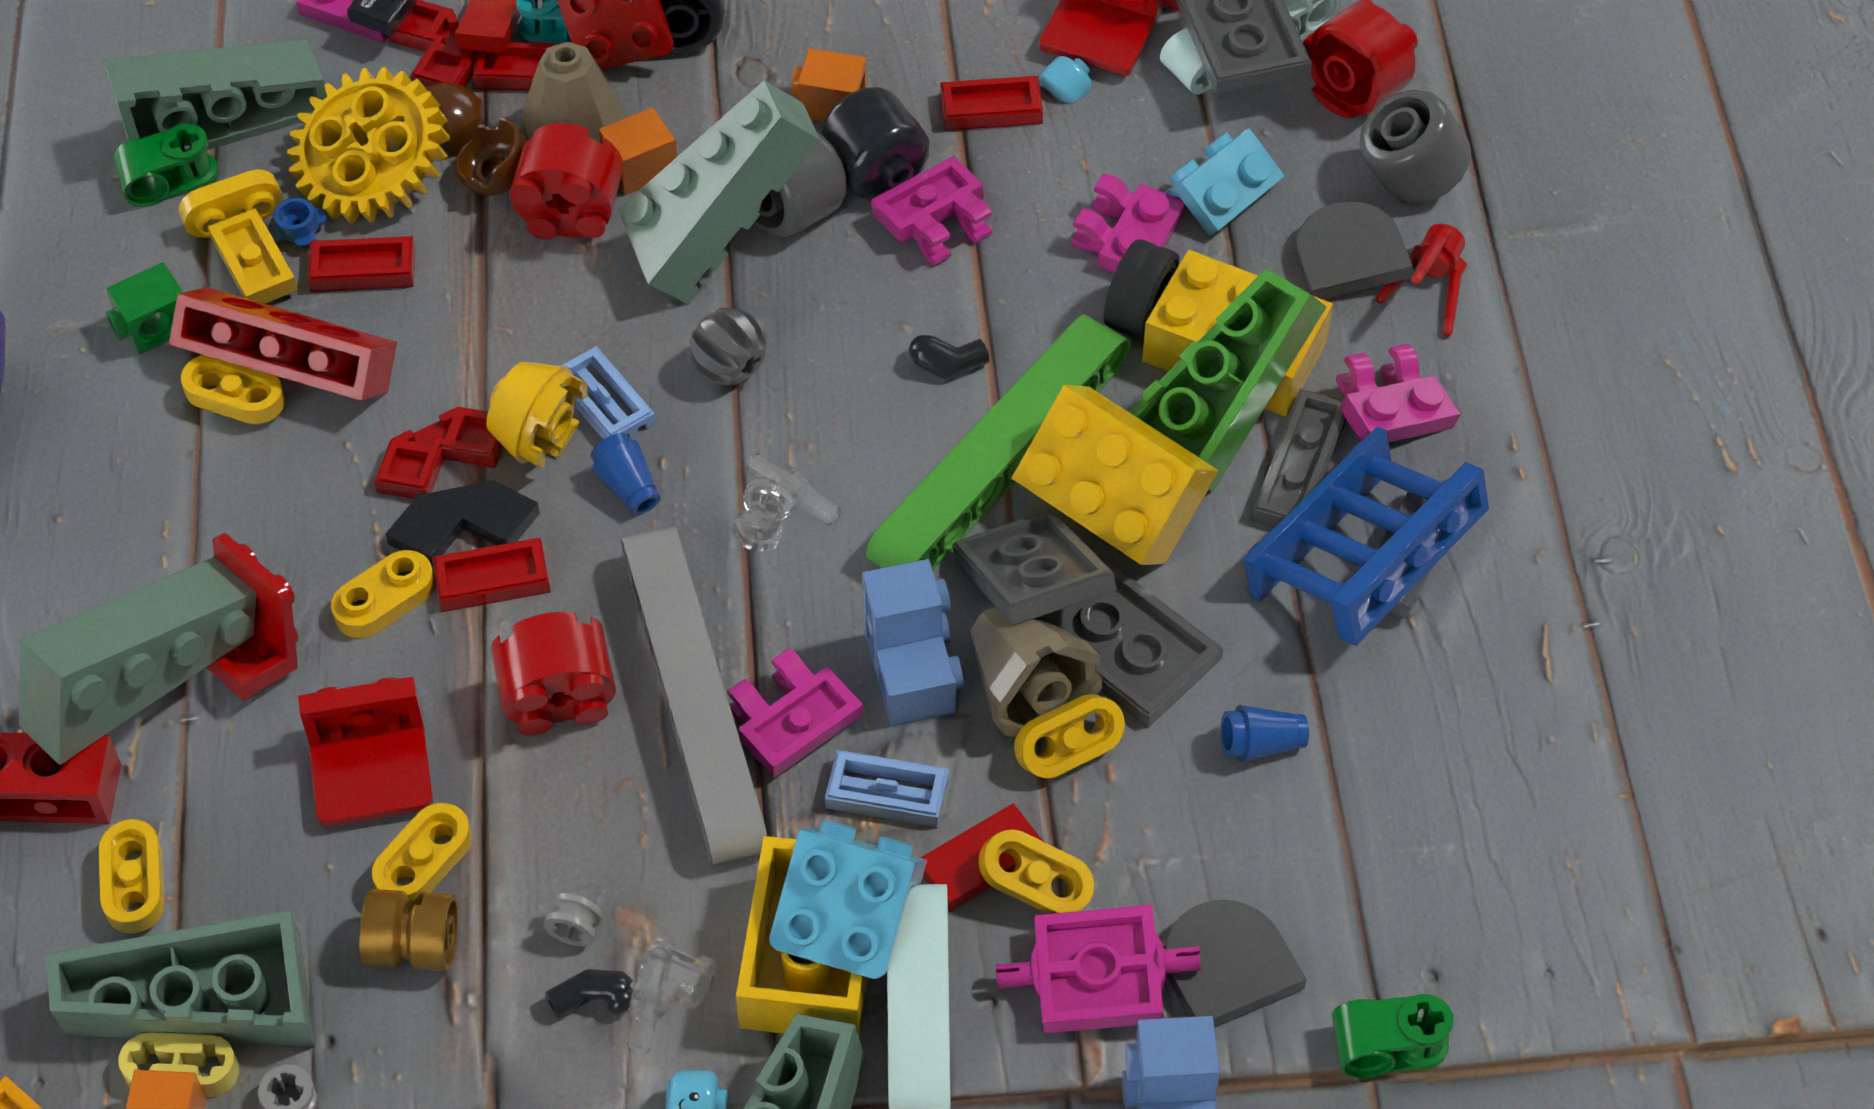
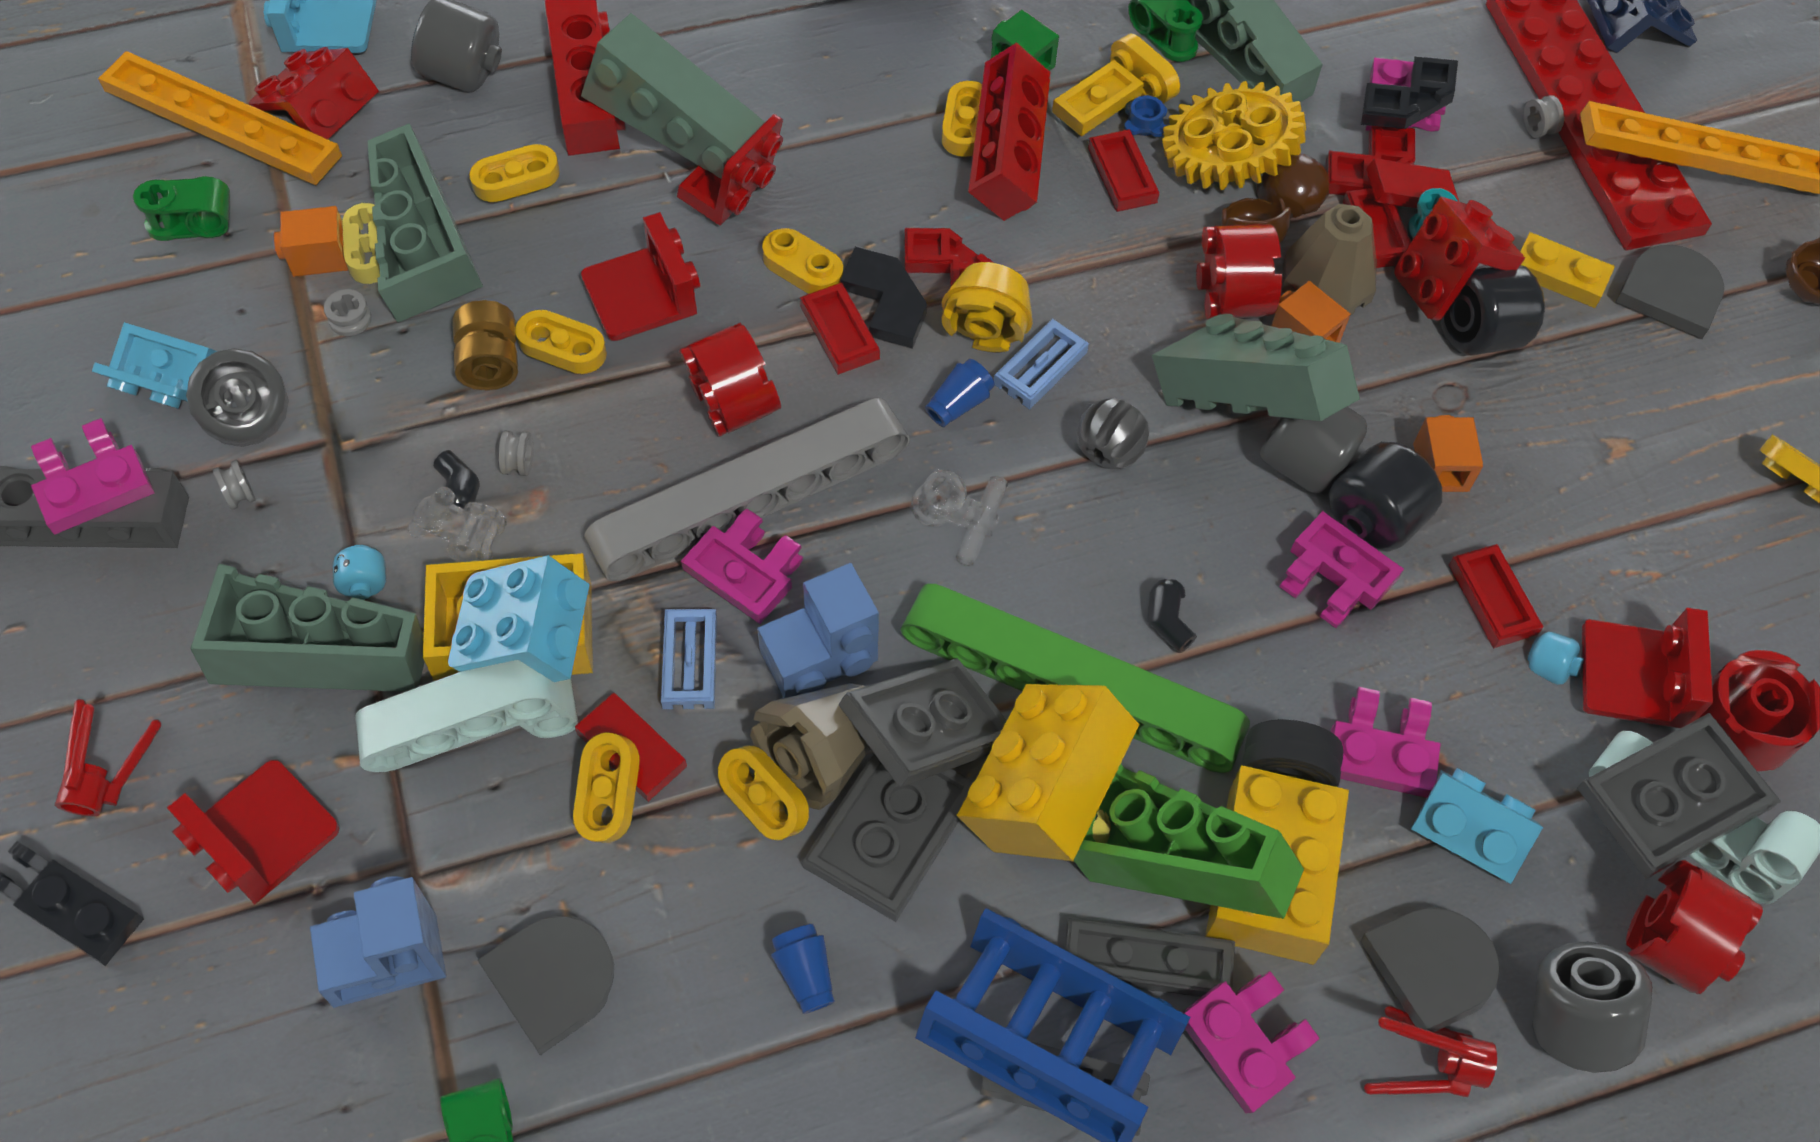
camera: 75 degrees right, 5 degrees up
(1098, 968) = (521, 861): dark pink plate -> none

